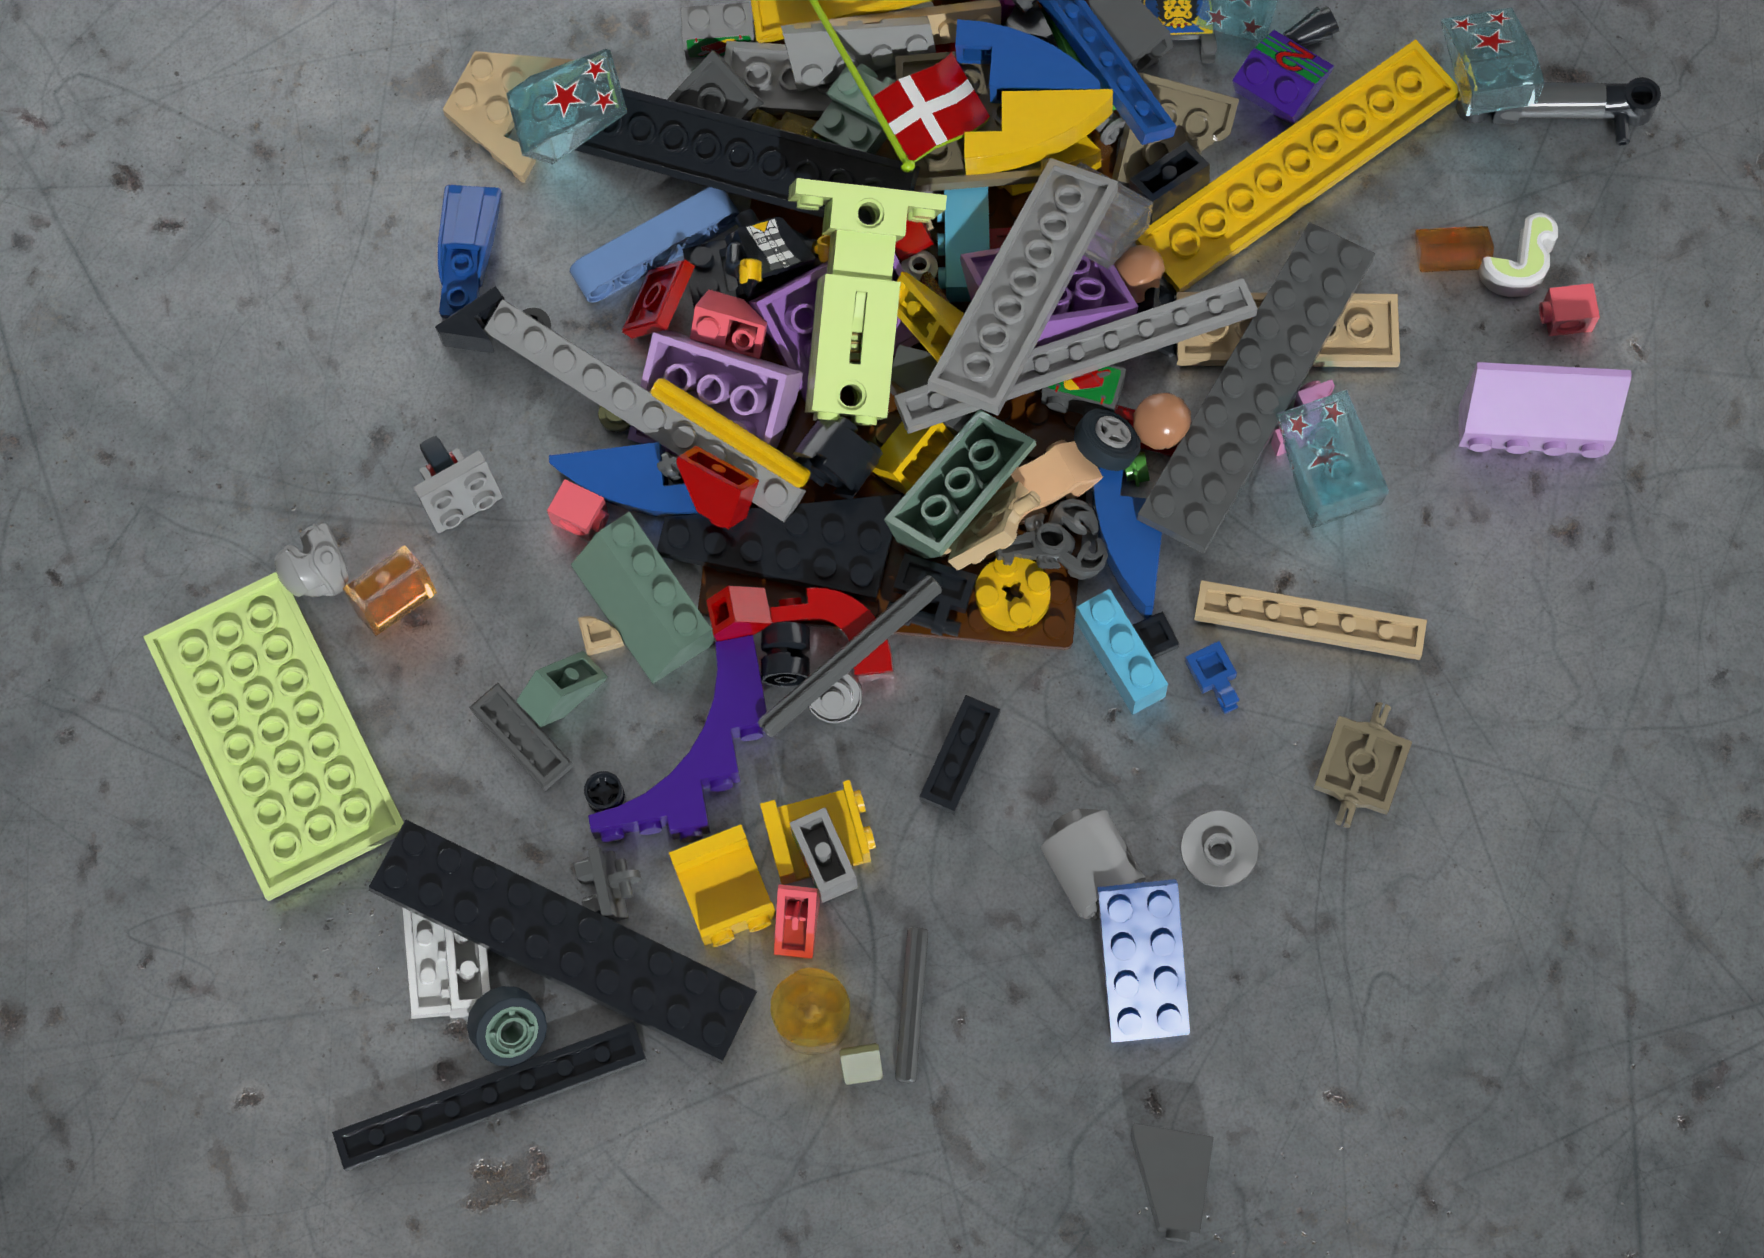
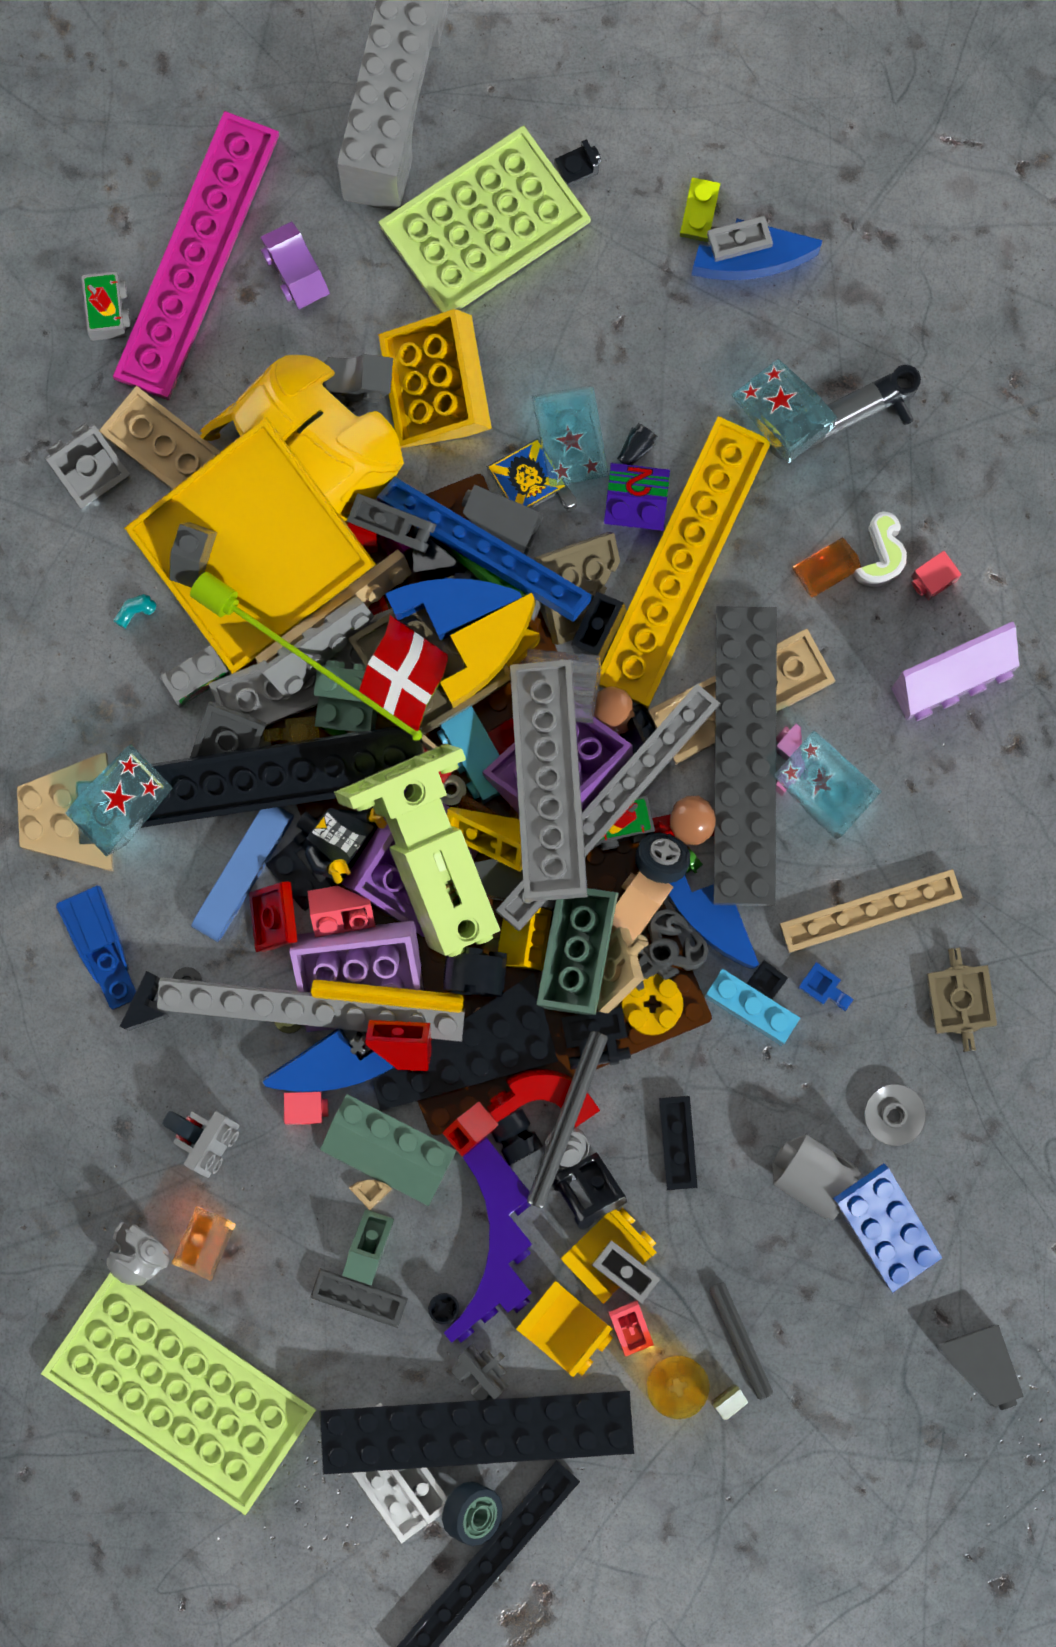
camera: 35 degrees left, 10 degrees up
(844, 746) = (598, 1186): none -> black plate

